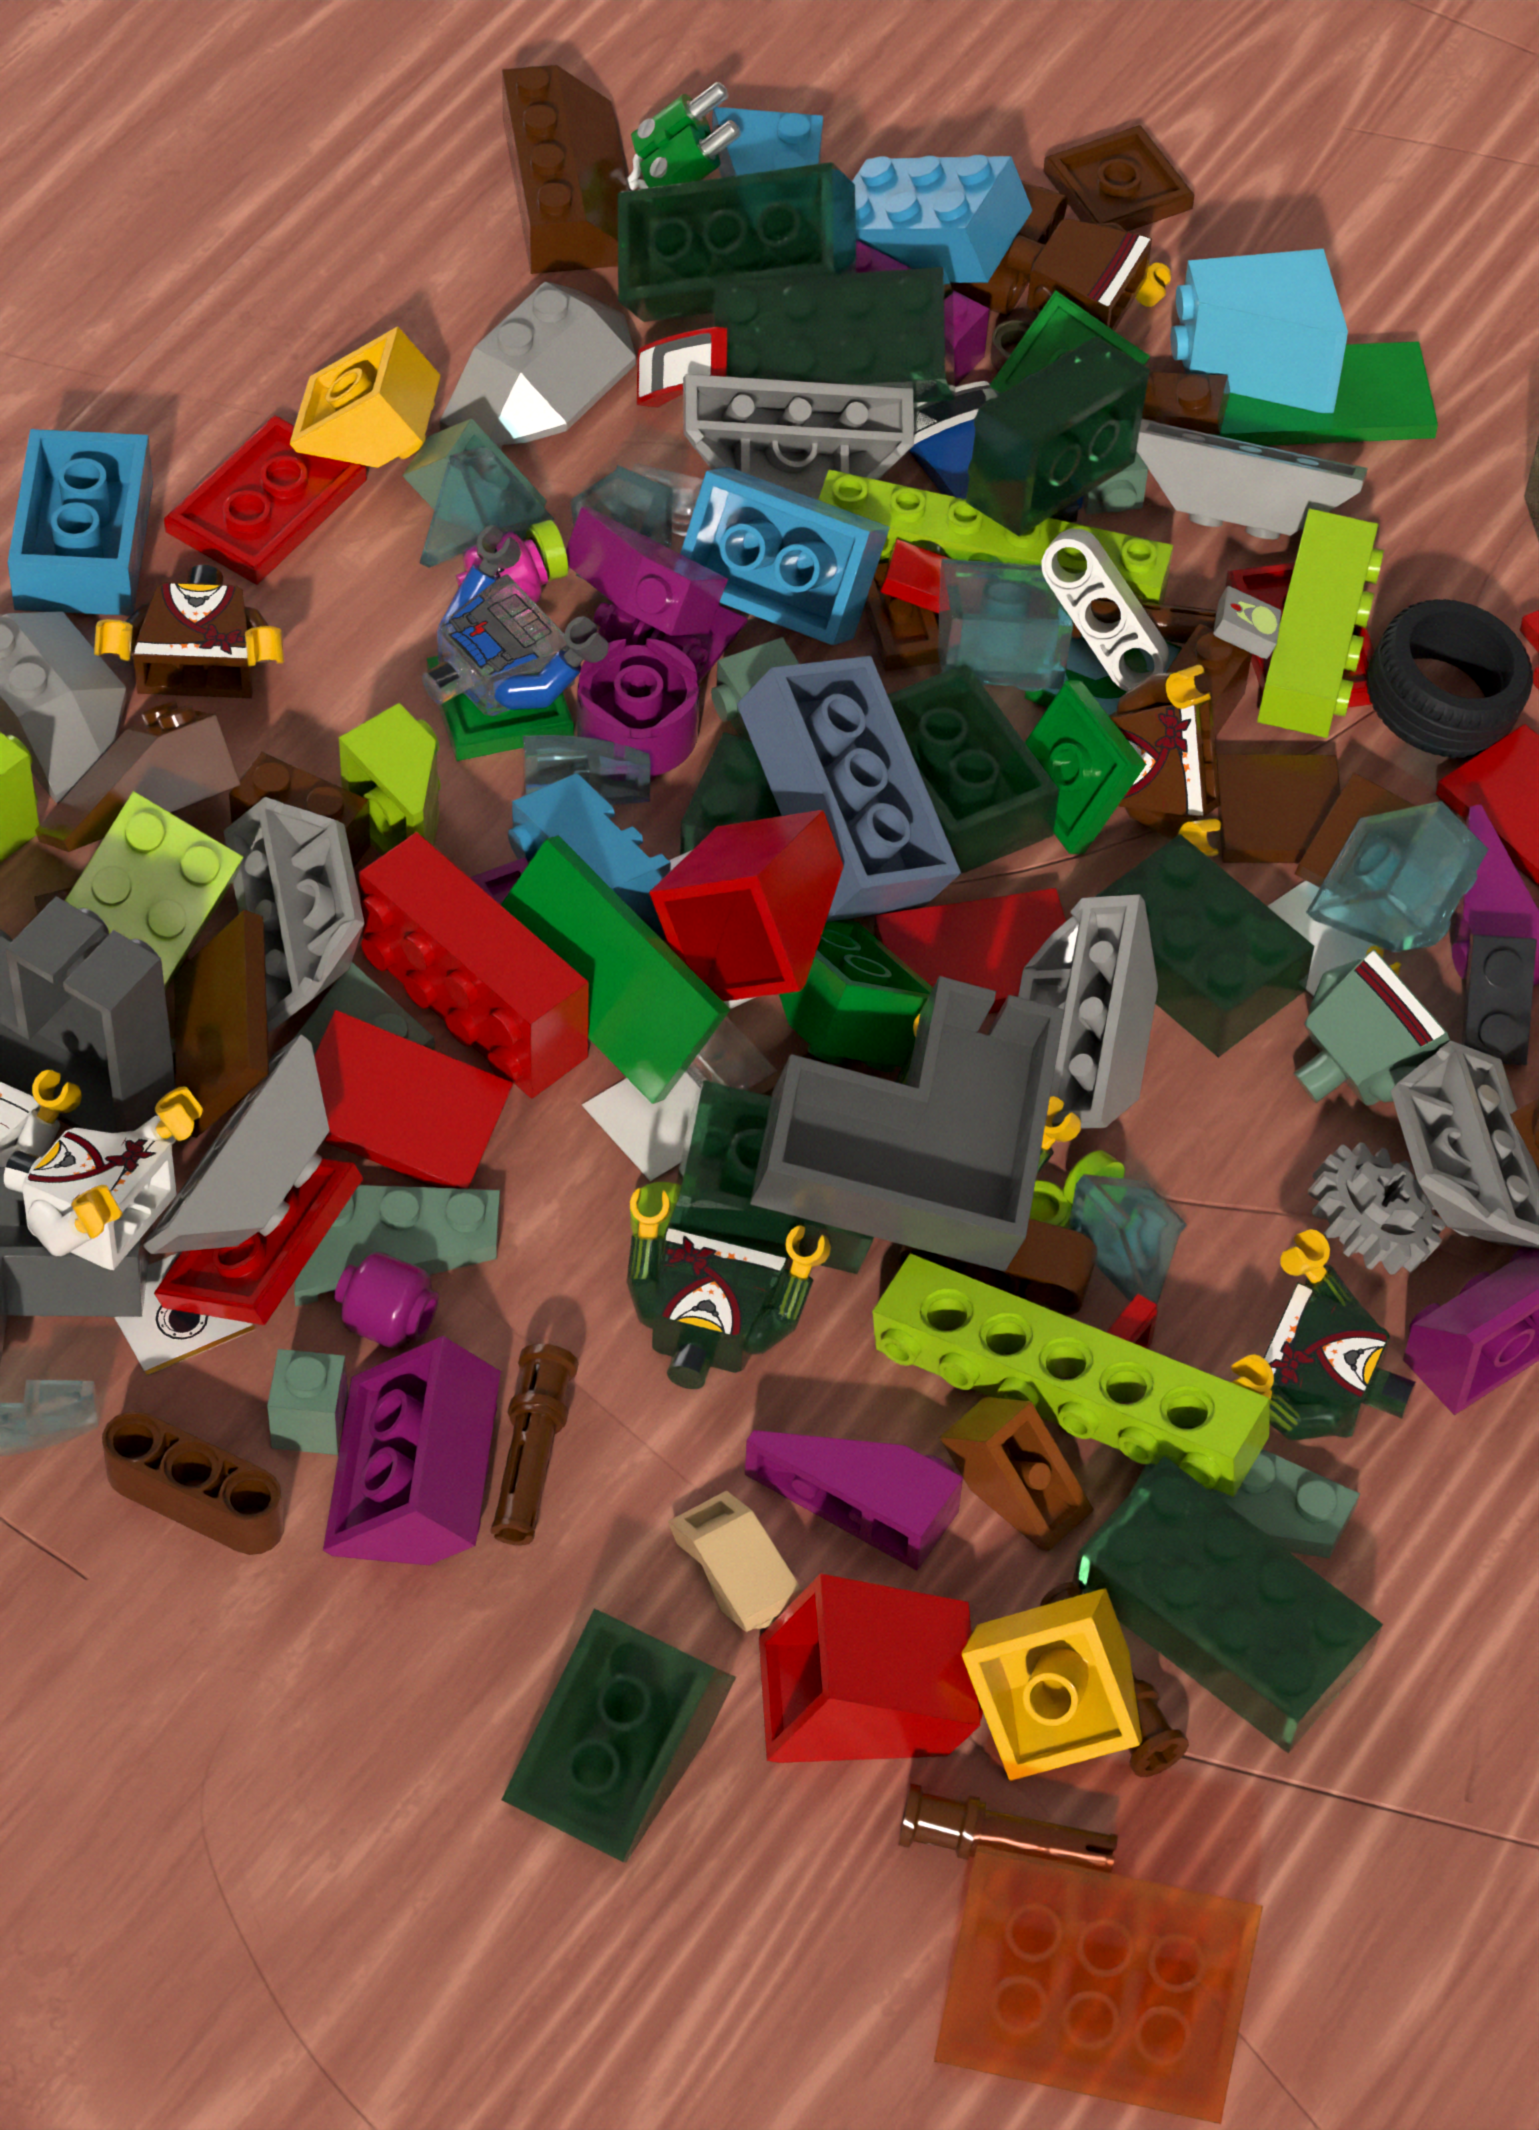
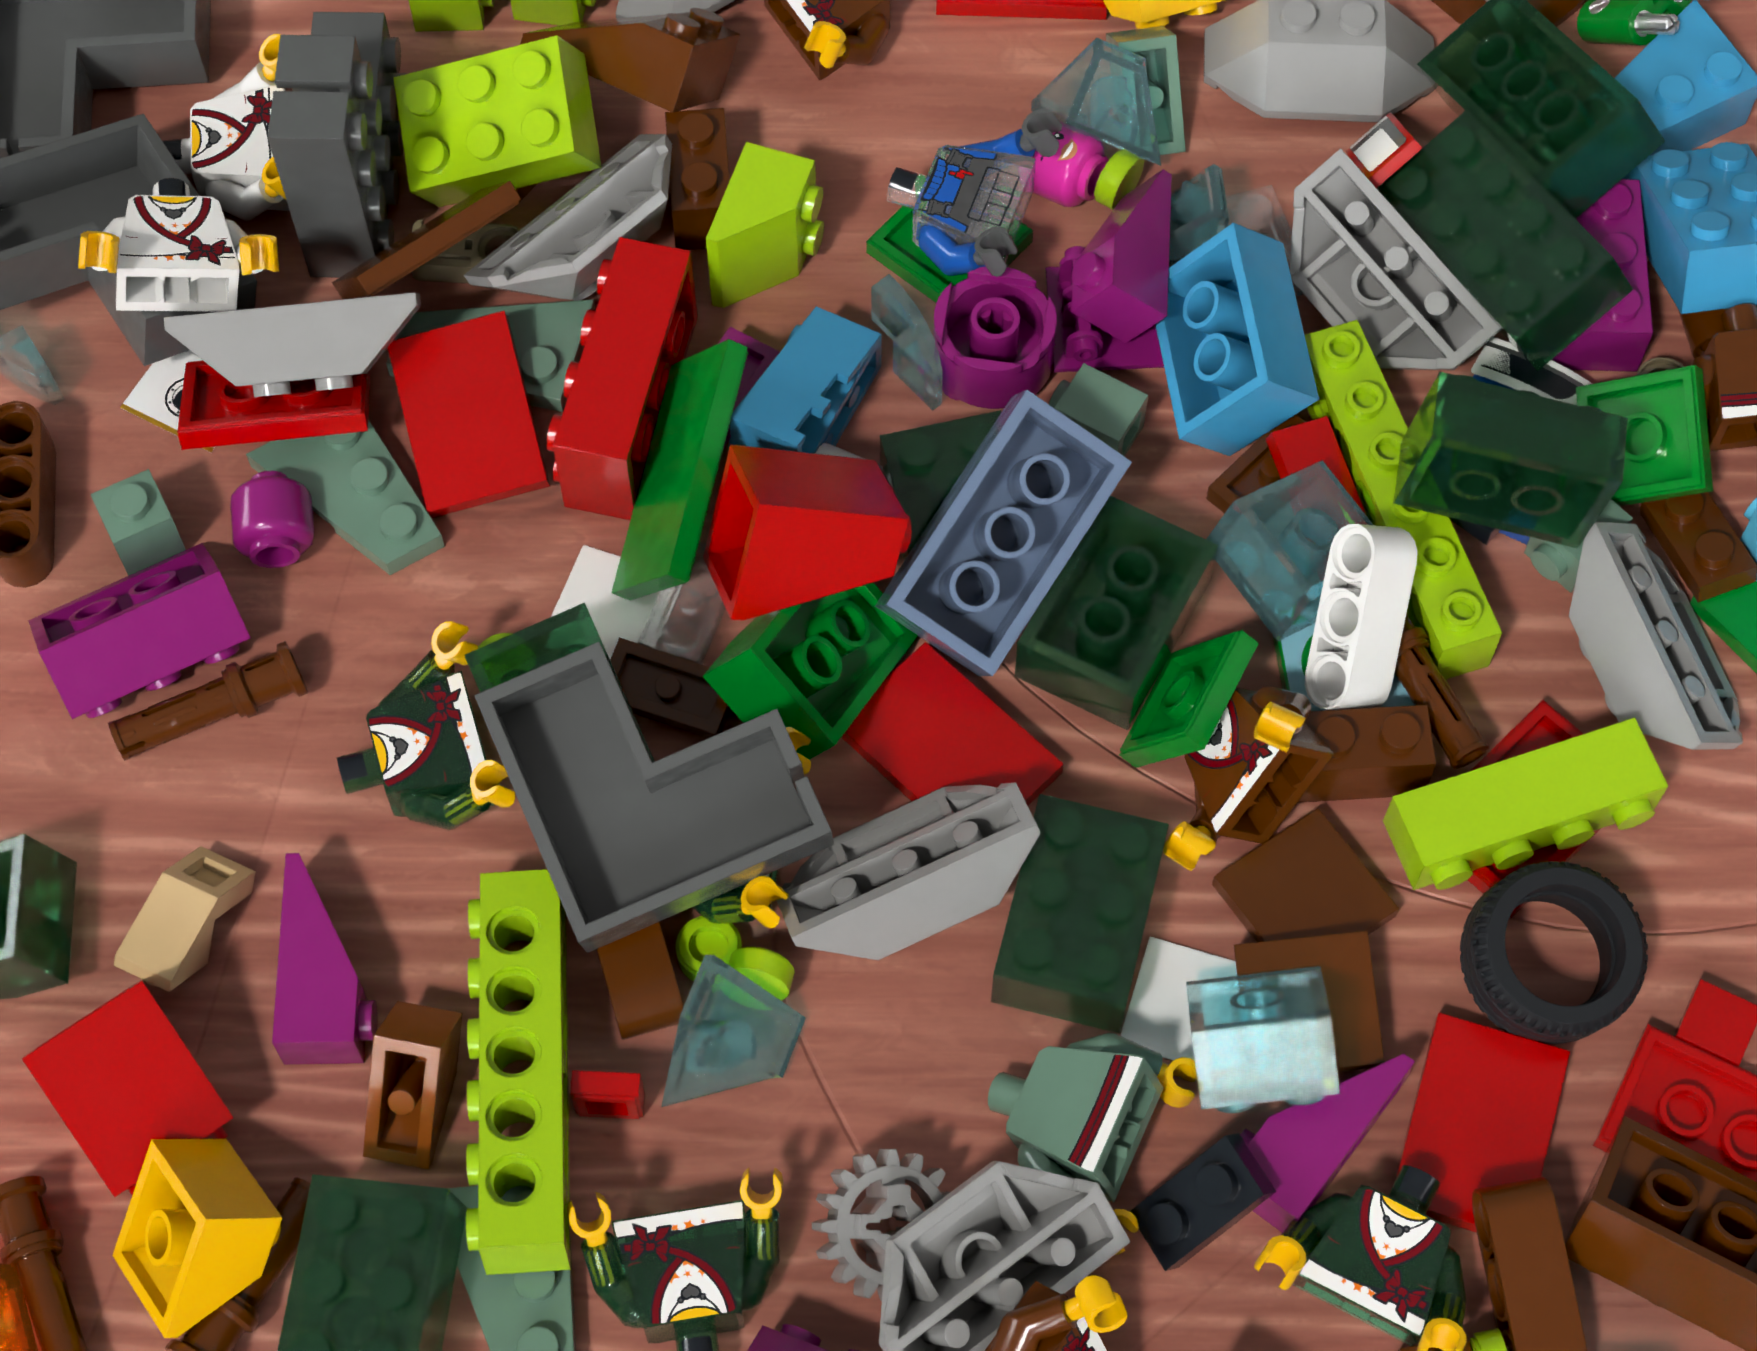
camera: 60 degrees right, 10 degrees up
(1247, 622) = (1452, 741): light grey tile -> none

